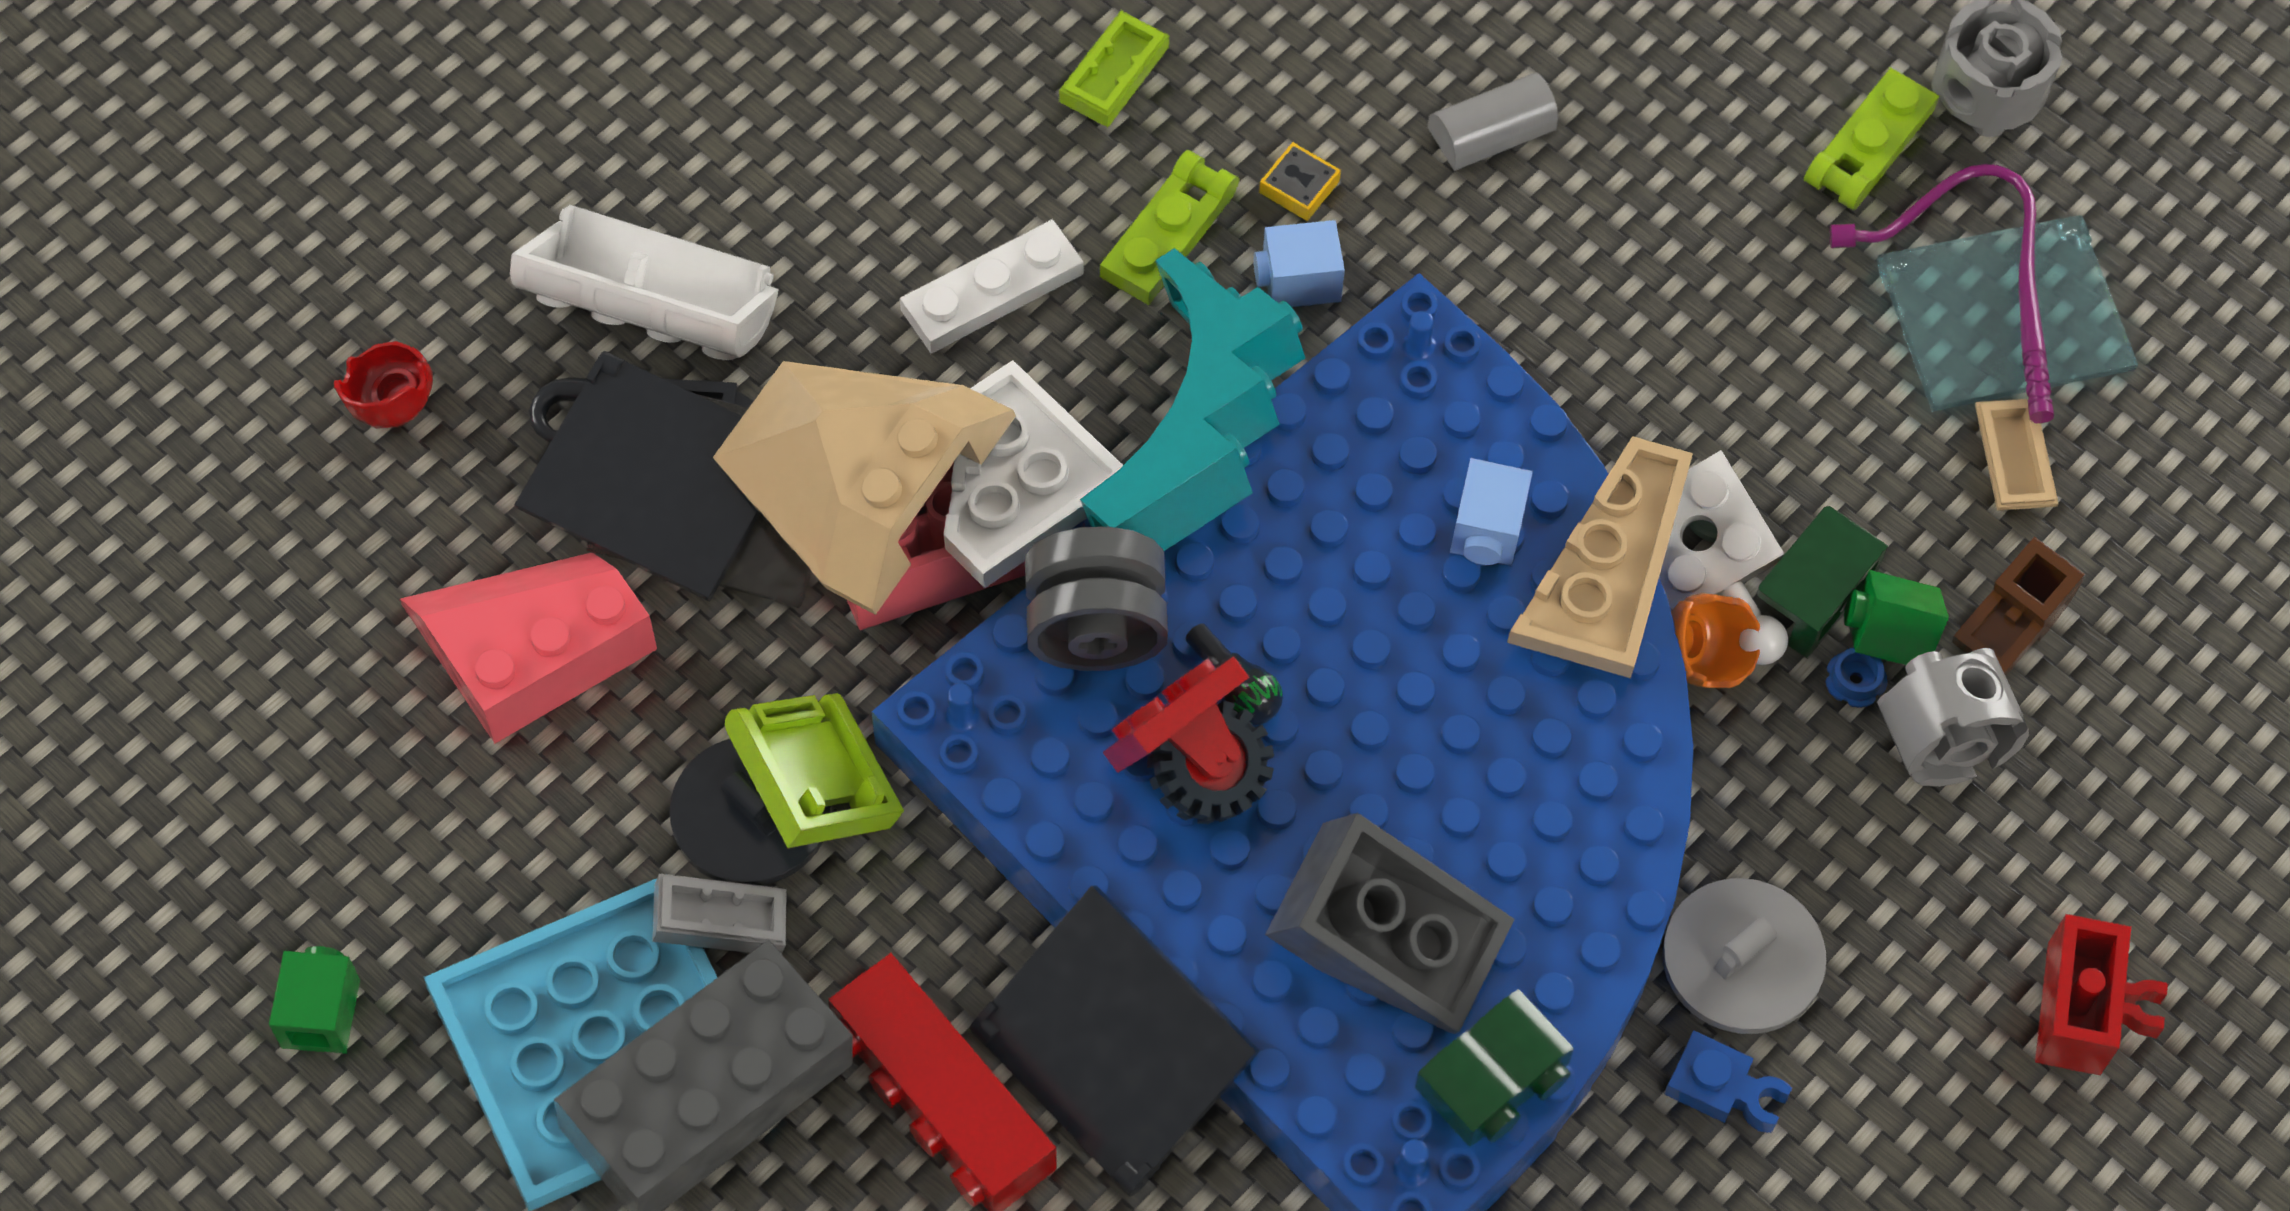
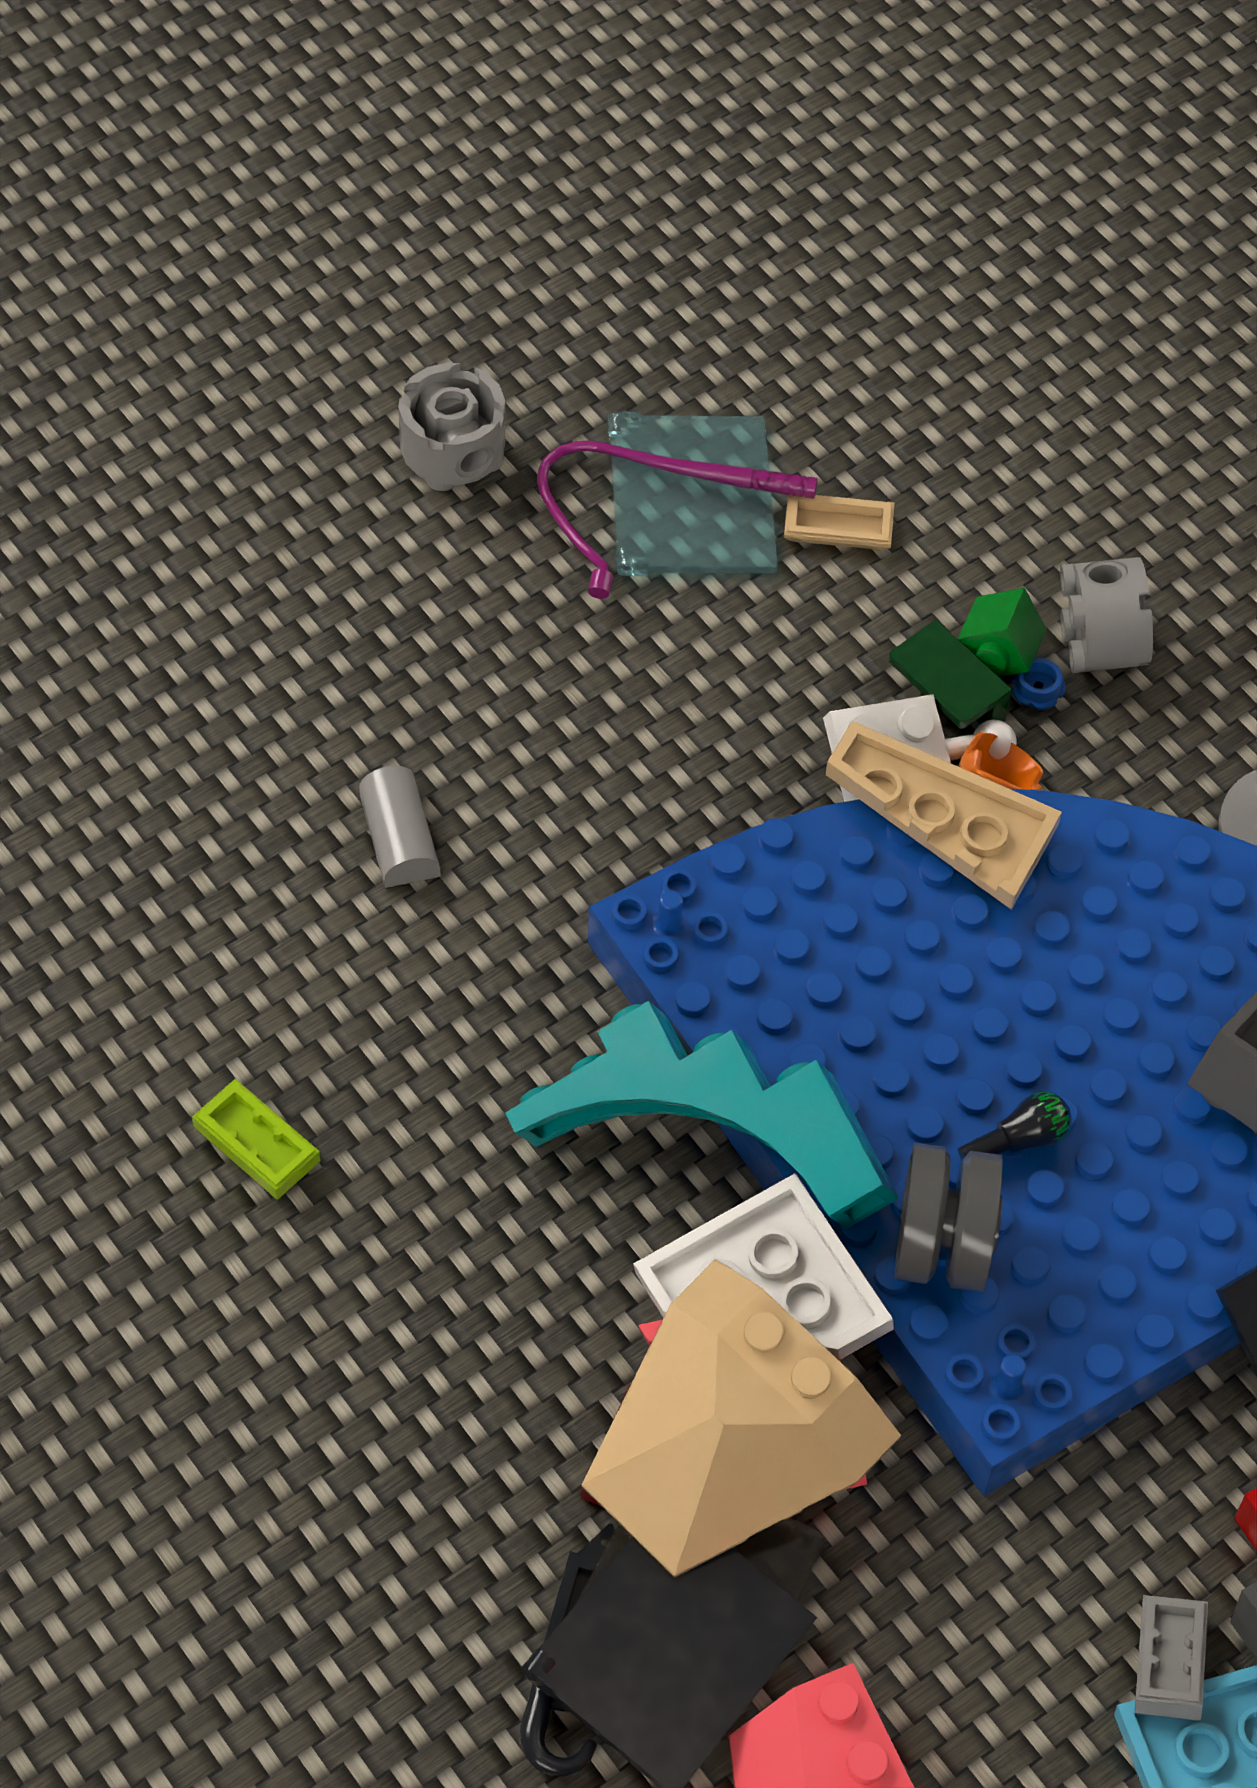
camera: 80 degrees left, 5 degrees down
(648, 281) = (423, 1625): white container -> none
(726, 825) = (1052, 1618): black shield -> none
(813, 758) = (1014, 1545): lime container -> none
(991, 286) = (486, 1301): white plate -> none
(1168, 223) = (454, 1128): lime plate -> none
(1204, 752) = (1094, 1168): plate -> none
(1299, 181) = (427, 1004): tile -> none
(1301, 263) = (533, 1015): light blue brick -> none
(1491, 512) = (887, 888): light blue brick -> none
(1872, 138) = (491, 543): lime plate -> none
(2021, 605) = (994, 545): reddish brown brick -> none

